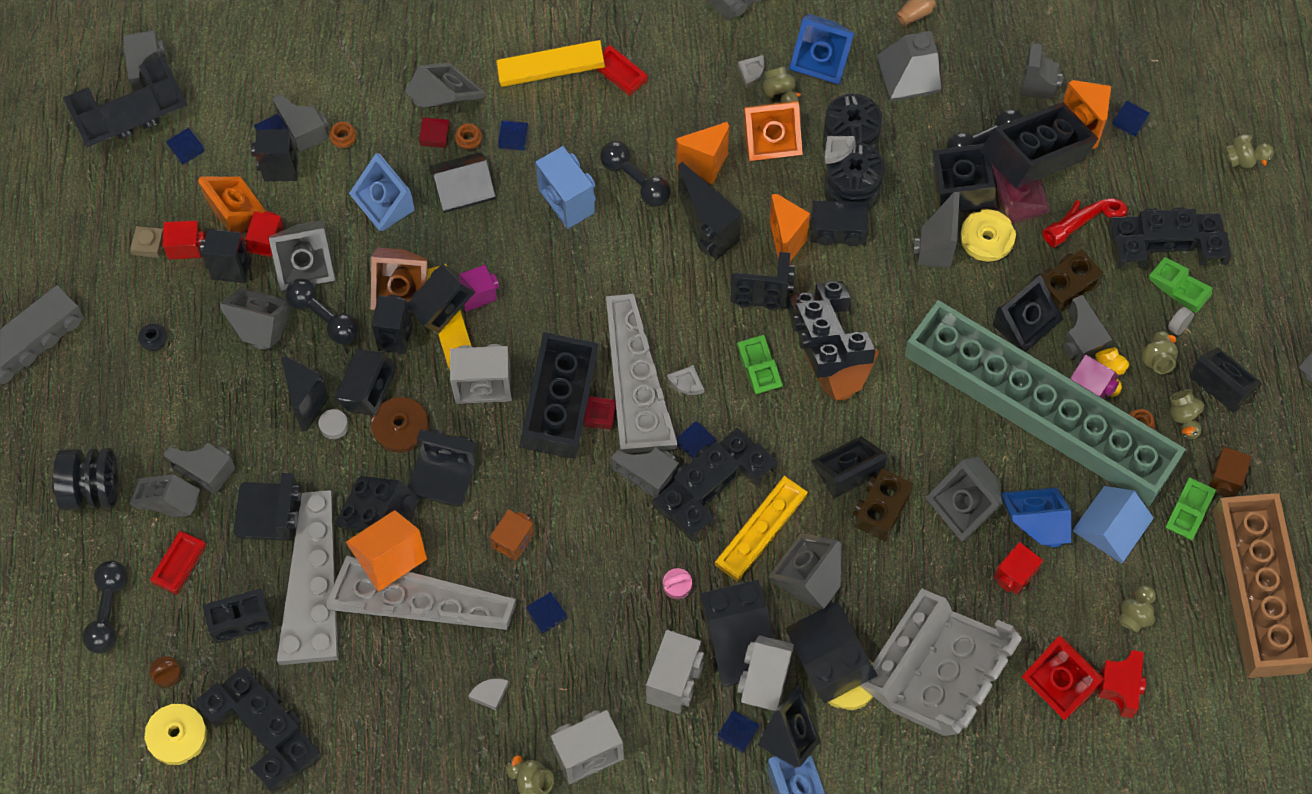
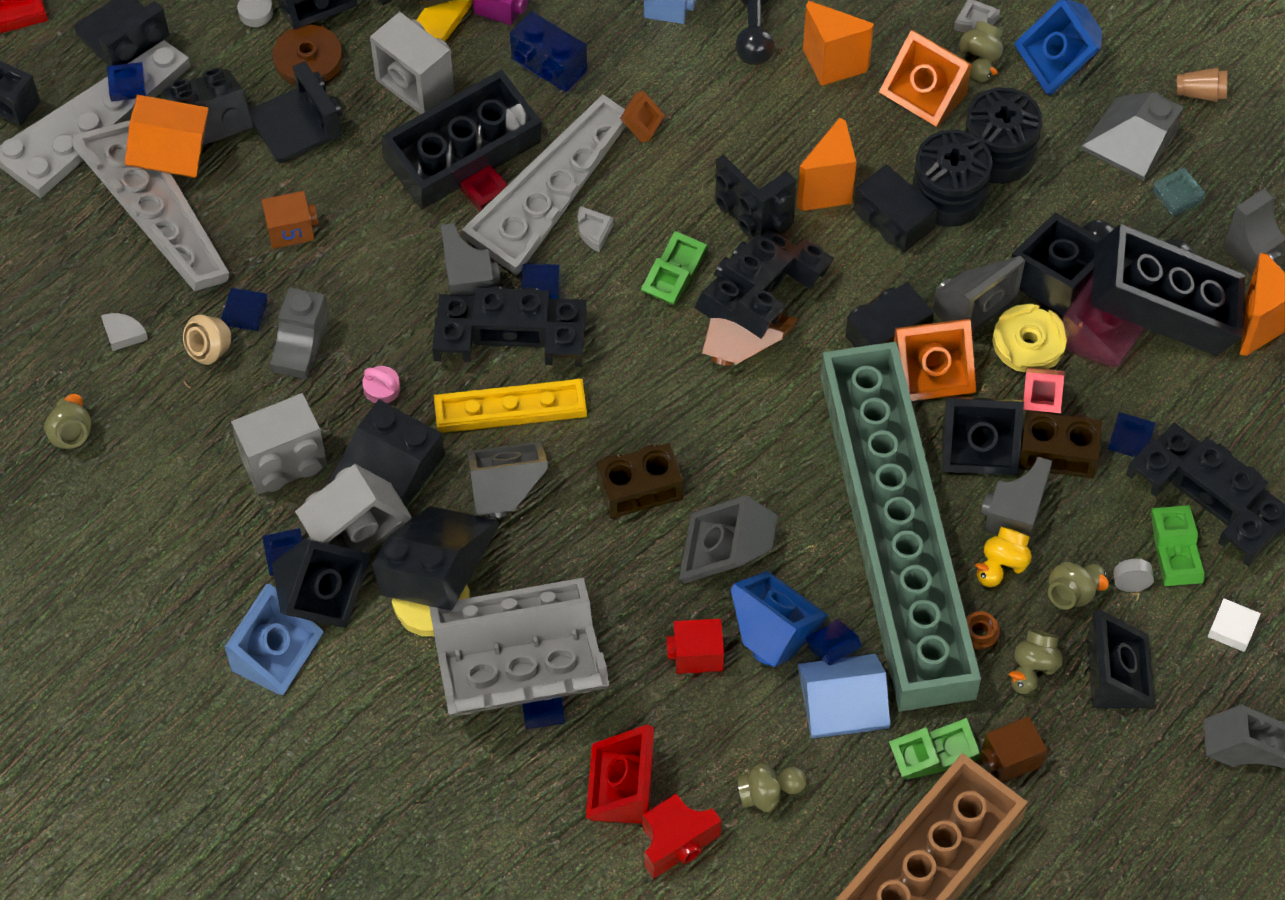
camera: 45 degrees right, 5 degrees down
(316, 539) = (126, 81): none -> clear blue tile
(545, 297) = (548, 51): none -> clear blue brick
(550, 651) = (206, 338): none -> tan cone
(587, 746) = (136, 436): light grey brick -> none
(599, 597) = (299, 332): none -> dark grey arch
(642, 290) = (642, 116): none -> dark orange tile
(711, 216) = (768, 106): black slope -> none
(838, 148) = (953, 129): light grey tile -> none
(850, 465) = (645, 421): black slope -> none
(910, 292) = (892, 310): none -> black brick
(960, 288) = (937, 359): none -> orange slope
(967, 82) = (1178, 191): none -> clear light blue tile
(1032, 258) = (1043, 390): none -> coral brick
(1059, 231) = (1146, 398): red plant -> none
(1081, 498) = (833, 642): none -> clear blue tile
(1094, 243) = (1130, 434): none -> clear blue tile
(1095, 377) = (970, 540): brick -> none
(1251, 303) = (1234, 625): none -> white tile

